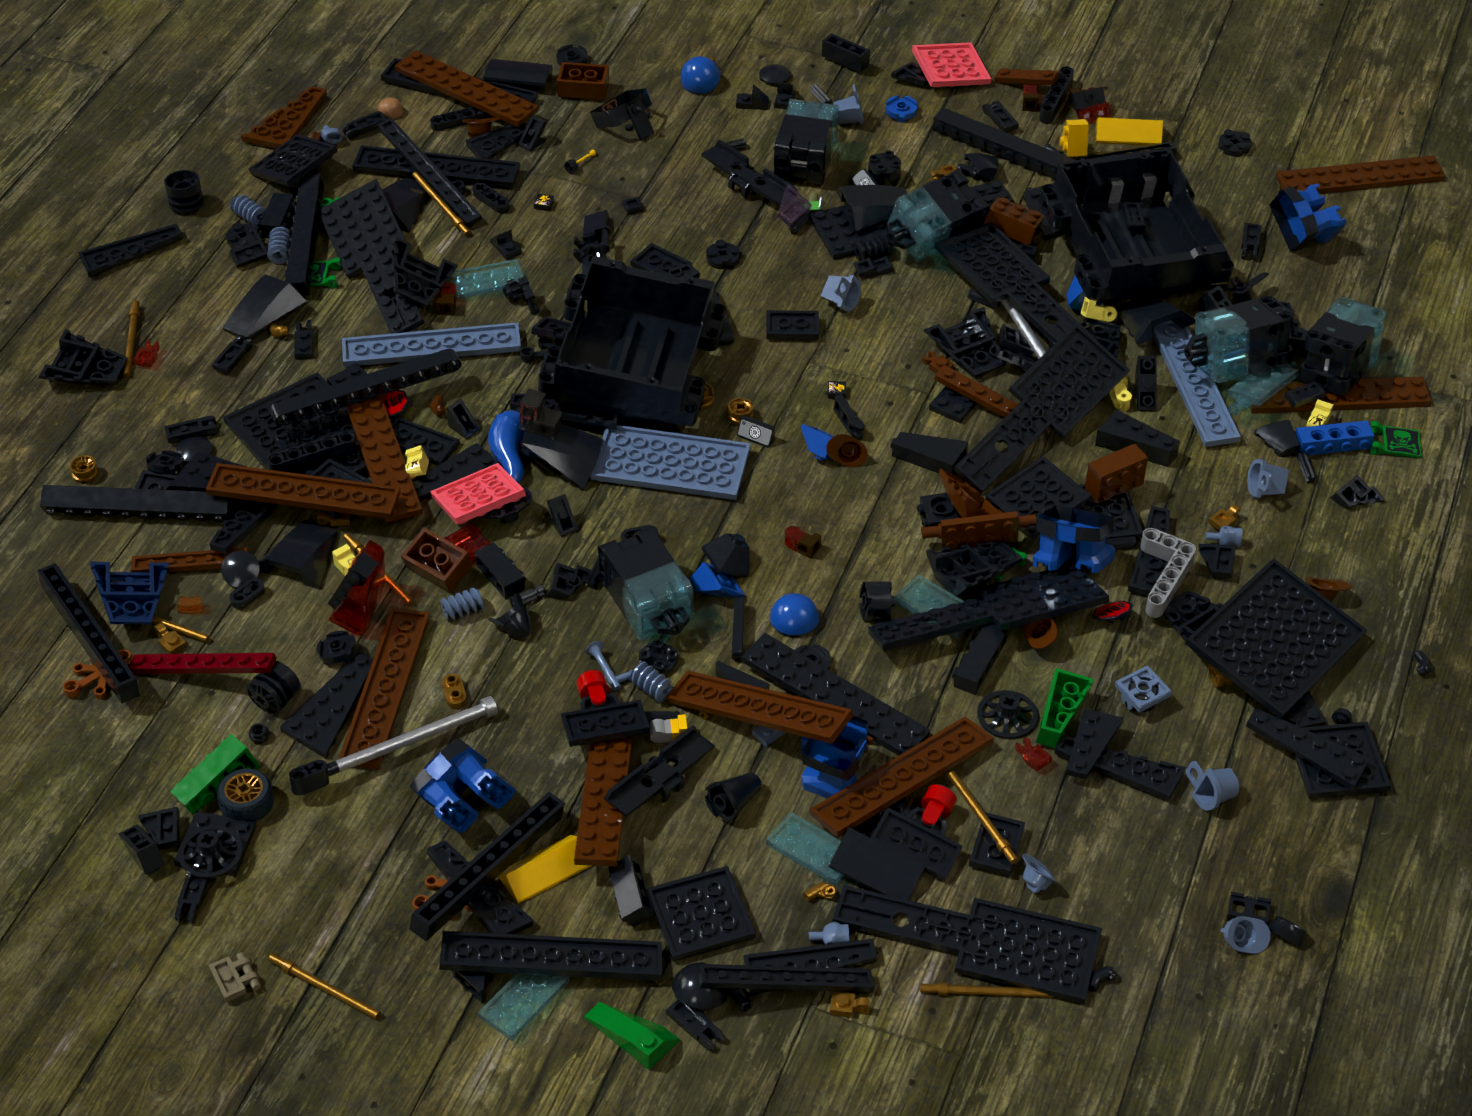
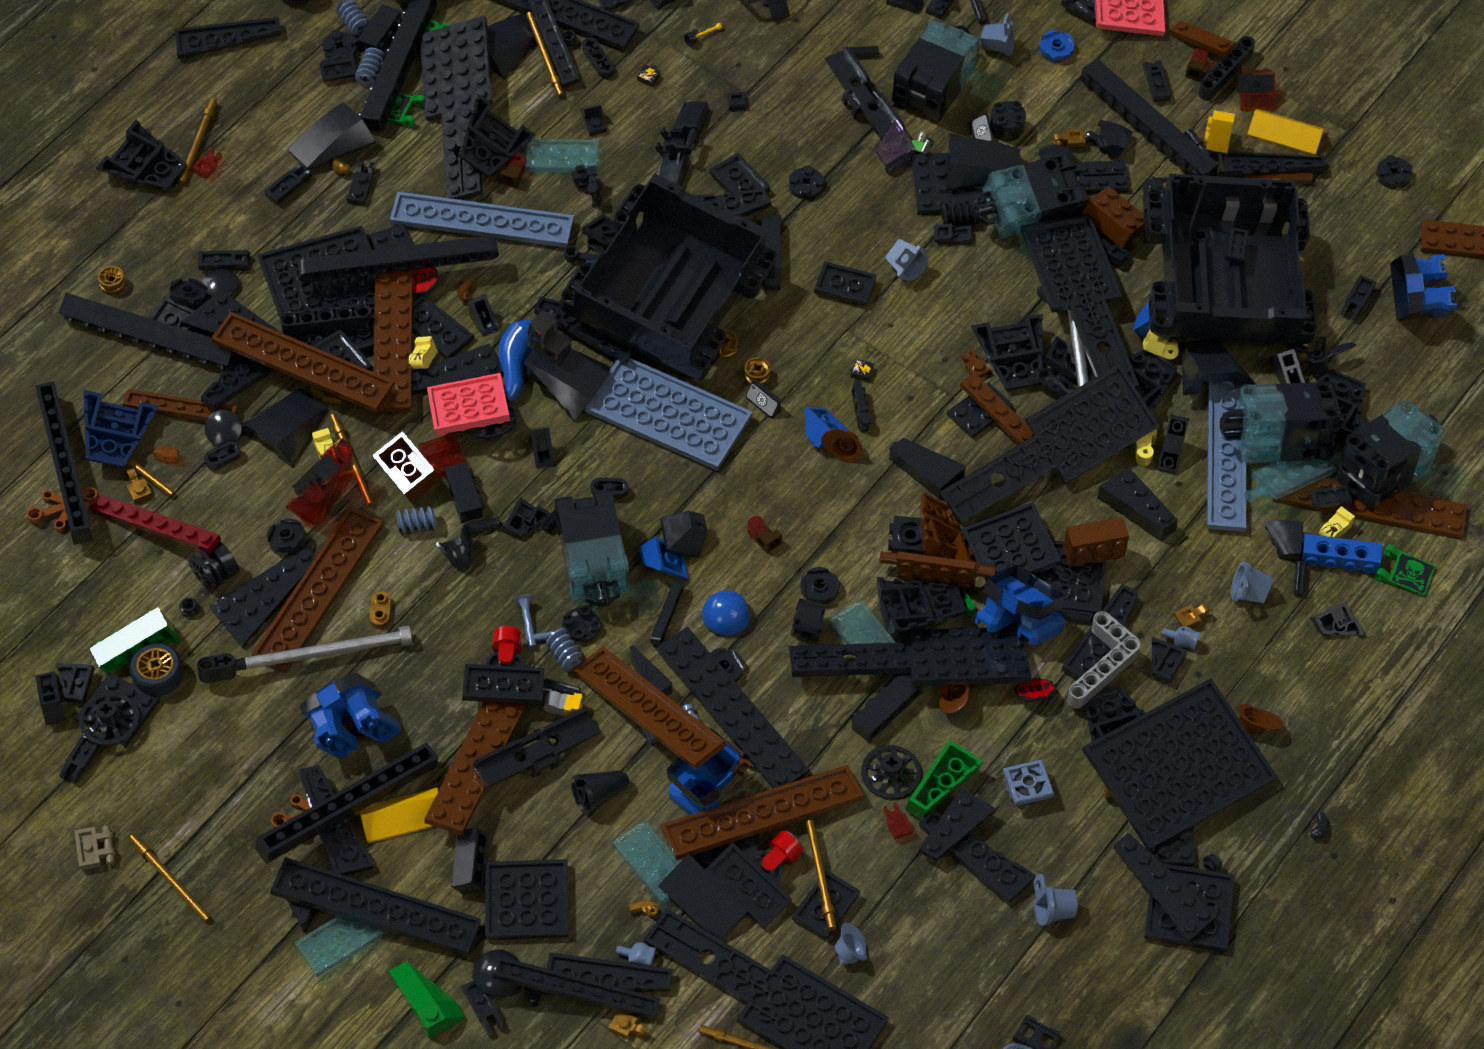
camera: 15 degrees right, 10 degrees up
(870, 563) = (826, 578): none -> black plate

